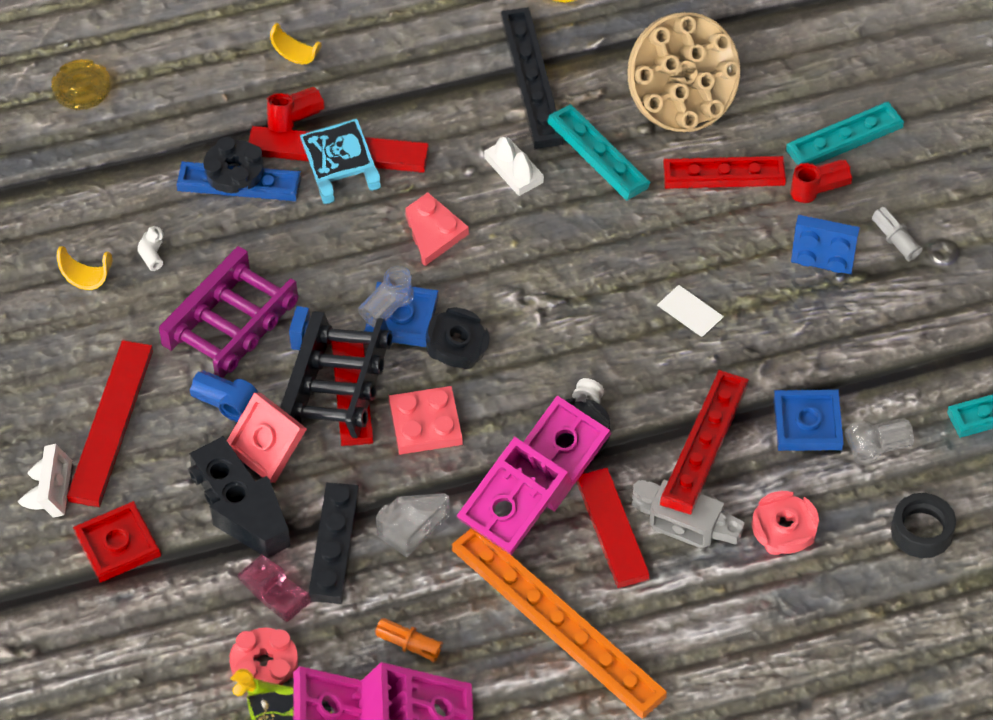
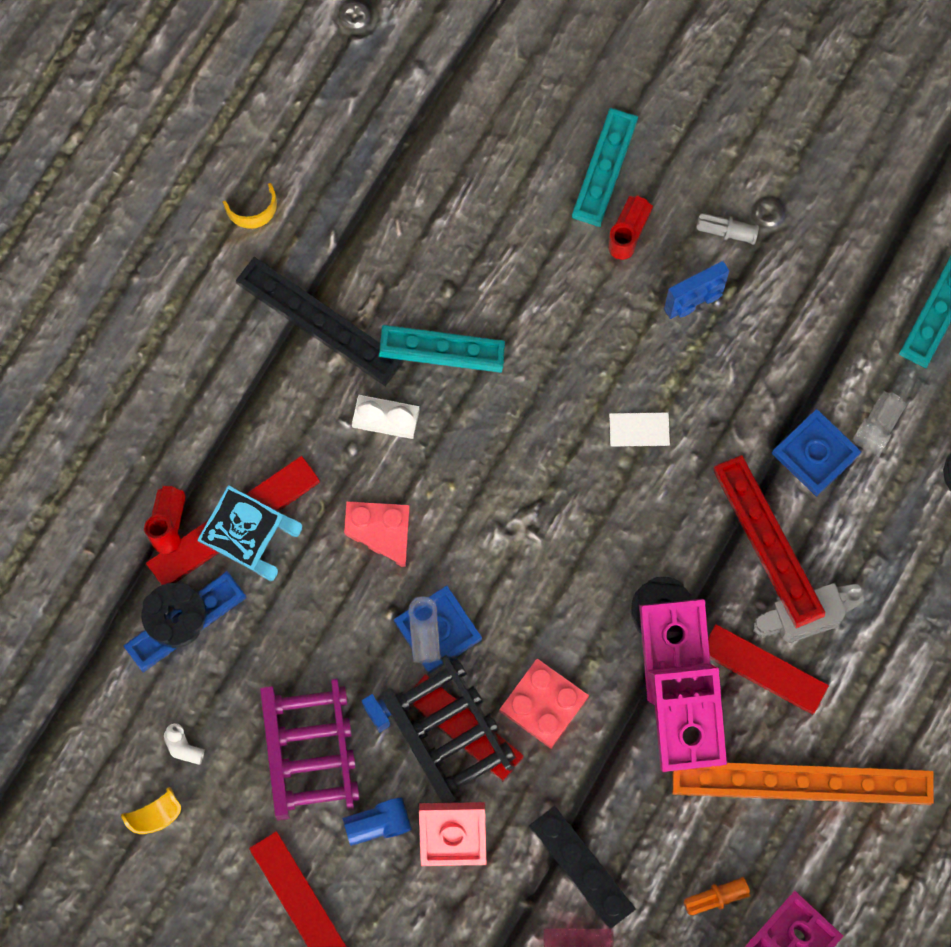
camera: 45 degrees left, 20 degrees up
(253, 520) = (513, 900): black brick -> none
(291, 48) = (104, 457): yellow helmet -> none
(411, 520) = (623, 801): clear slope -> none
(449, 351) = (499, 631): black plate -> none
(588, 389) = (642, 573): white bush -> none
(683, 71) = (447, 222): tan bracket -> none
(724, 172) = (547, 281): red tile -> none
(785, 539) = (863, 562): coral plate -> none

